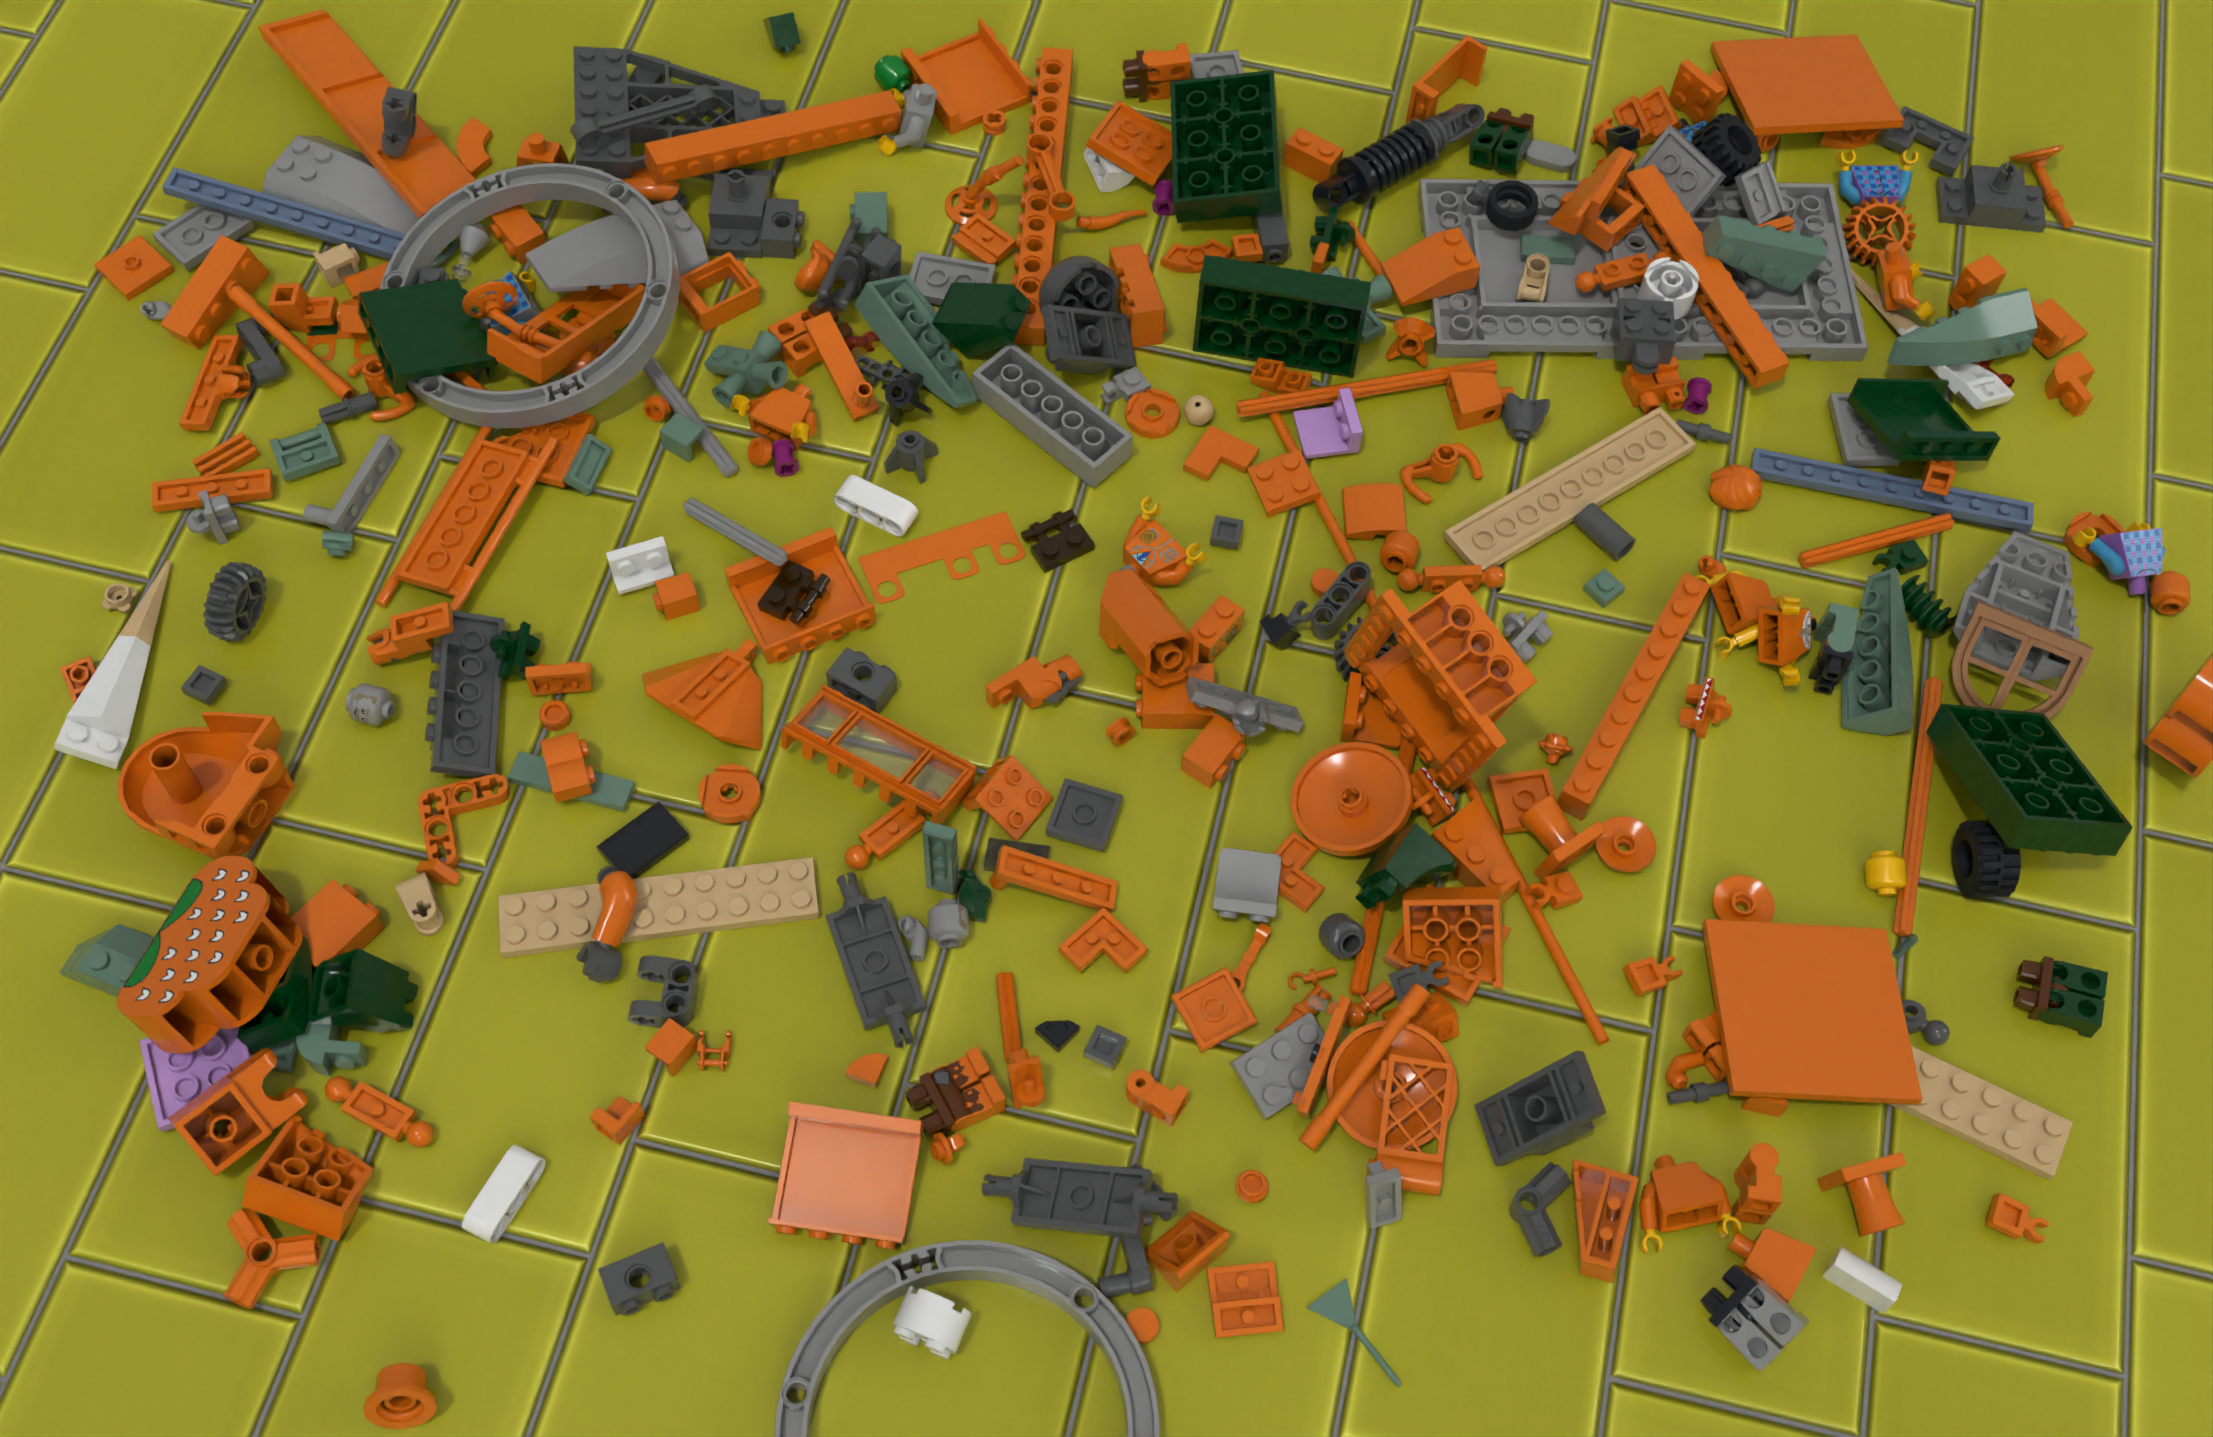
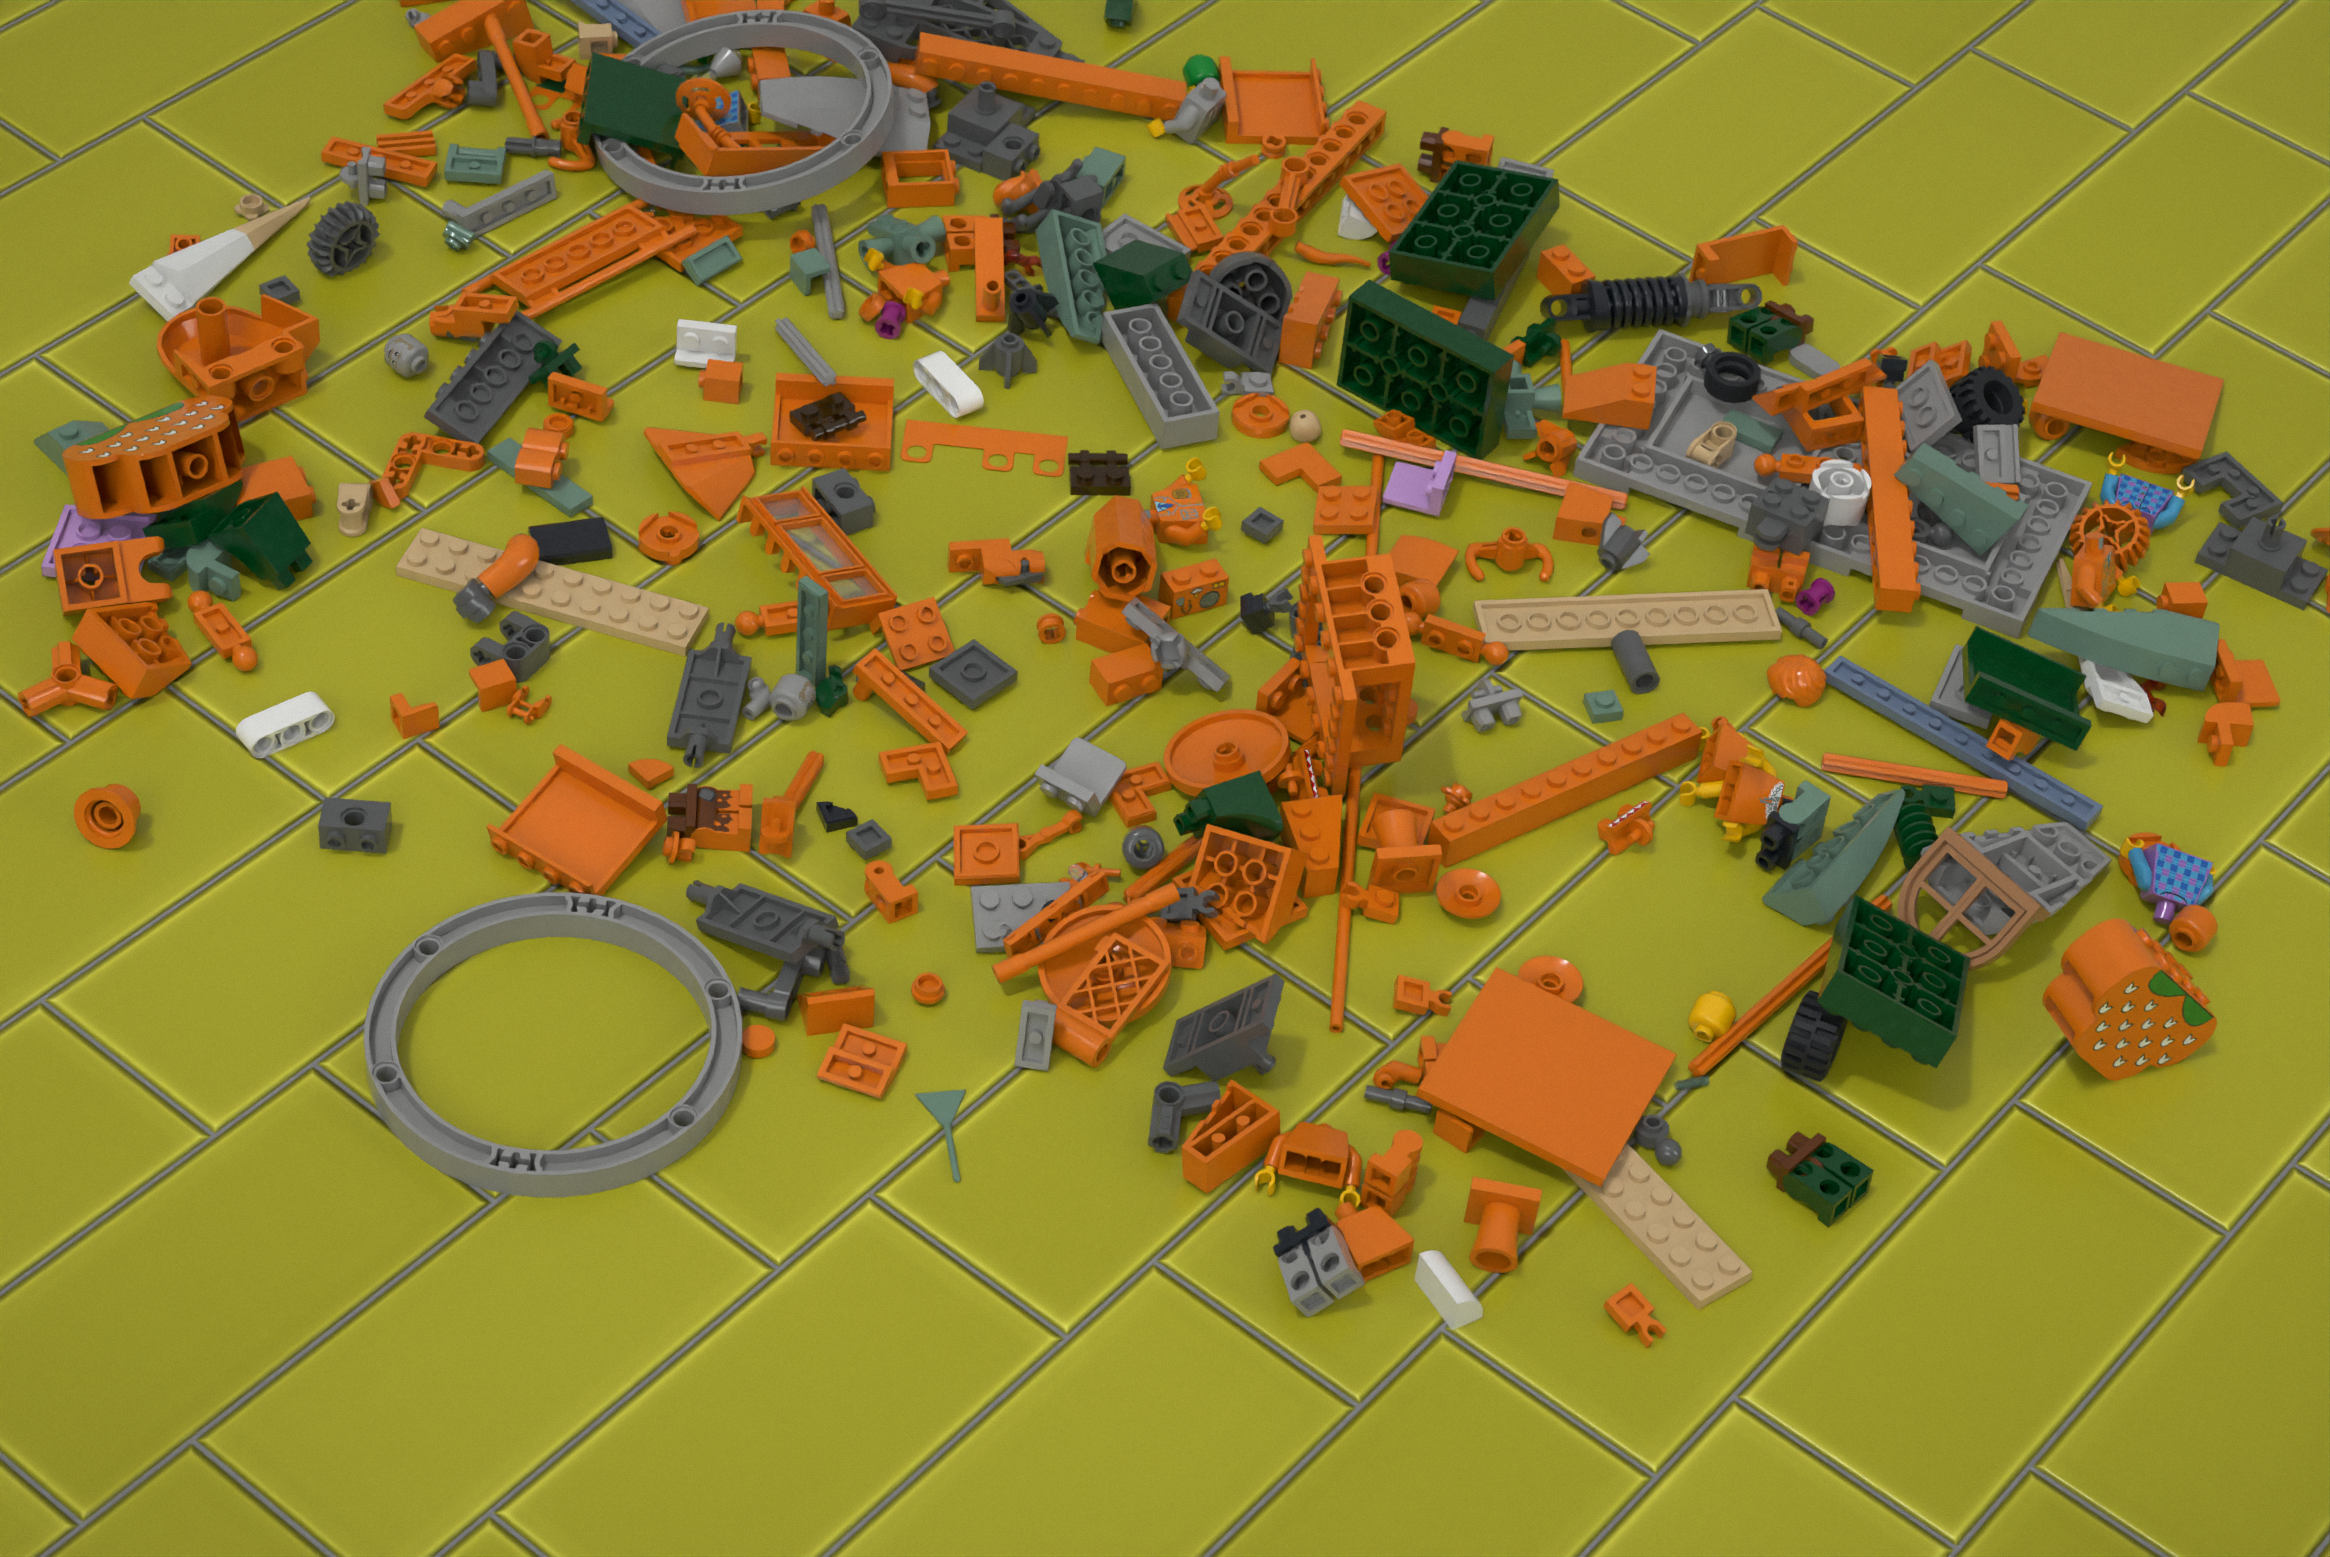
camera: 25 degrees right, 15 degrees down
(932, 1321) = (575, 950): white brick -> none

